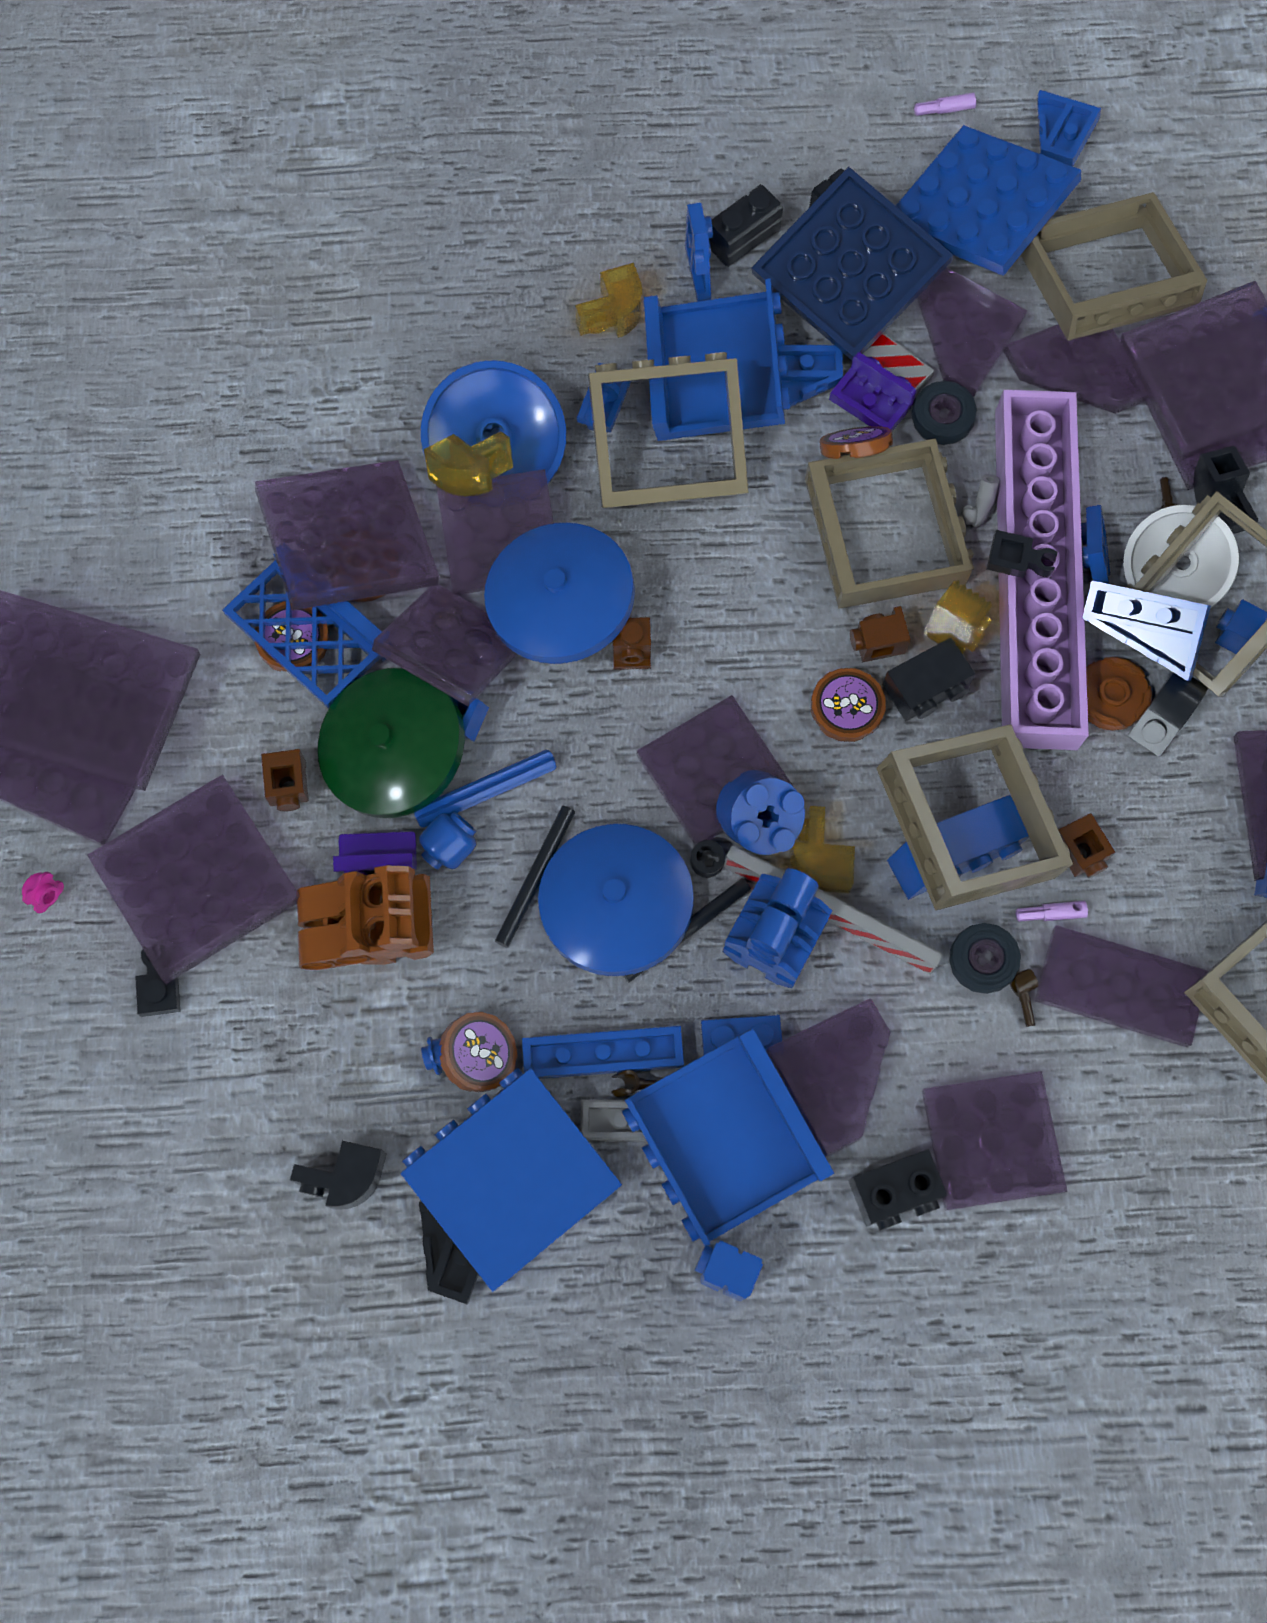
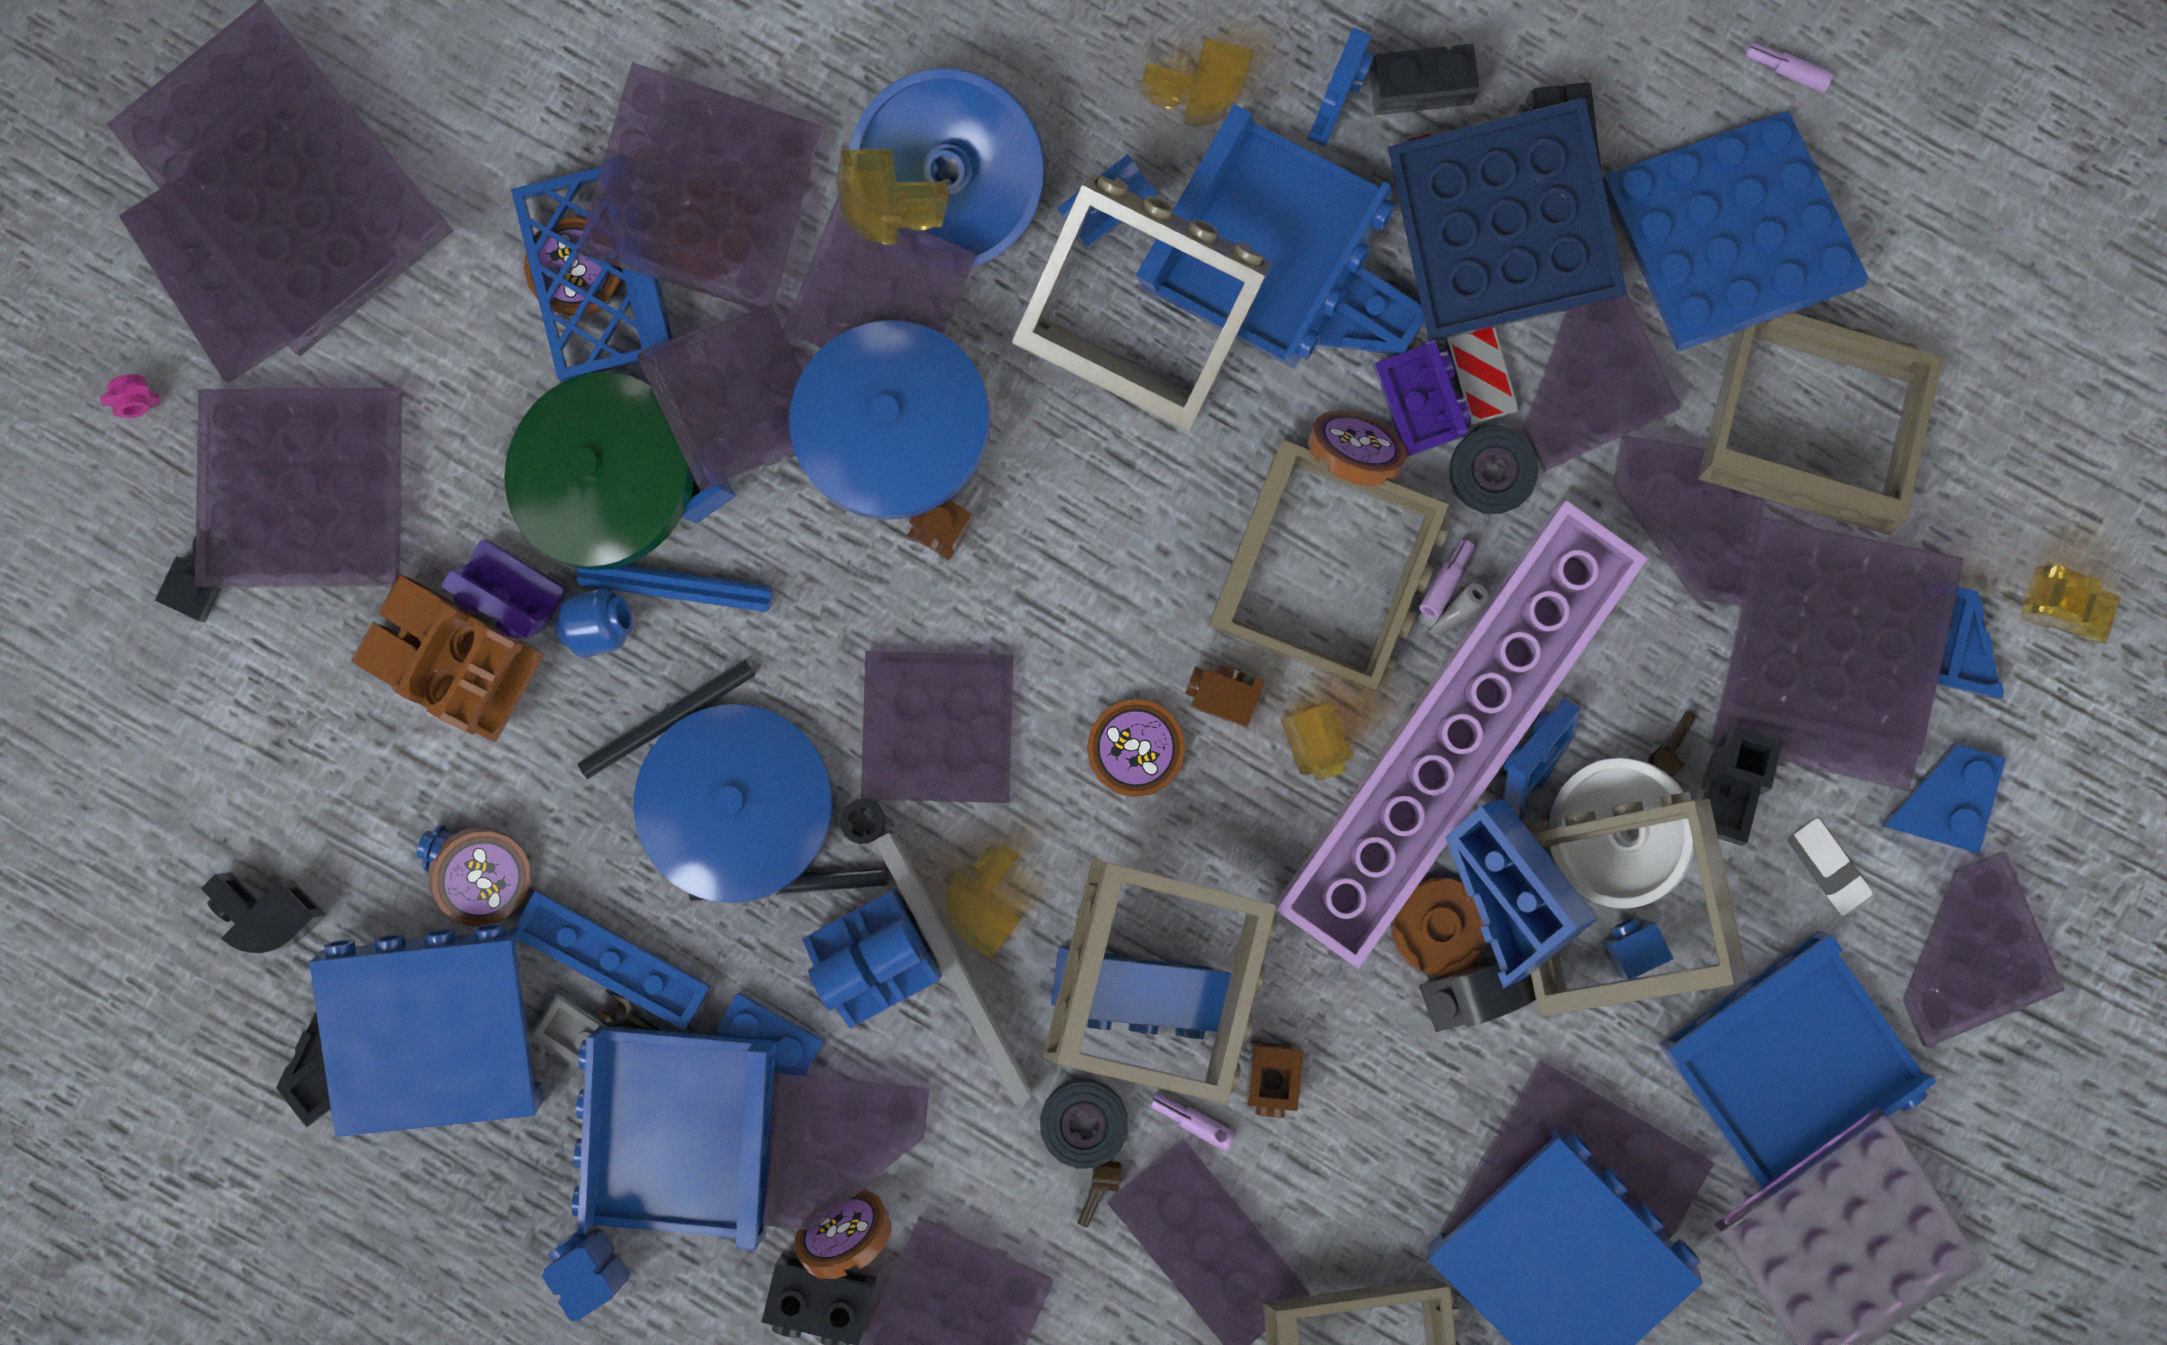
camera: 35 degrees right, 15 degrees up
(280, 768) = (450, 425): reddish brown brick -> none
(780, 817) = (944, 817): blue brick -> none
(887, 1127) = (845, 1239): none -> tile
(929, 680) = (1240, 784): black brick -> none
(964, 488) = (1446, 580): none -> lavender piece
(1013, 556) = (1423, 713): black plate -> none
(1064, 126) = (1908, 193): blue wing -> none

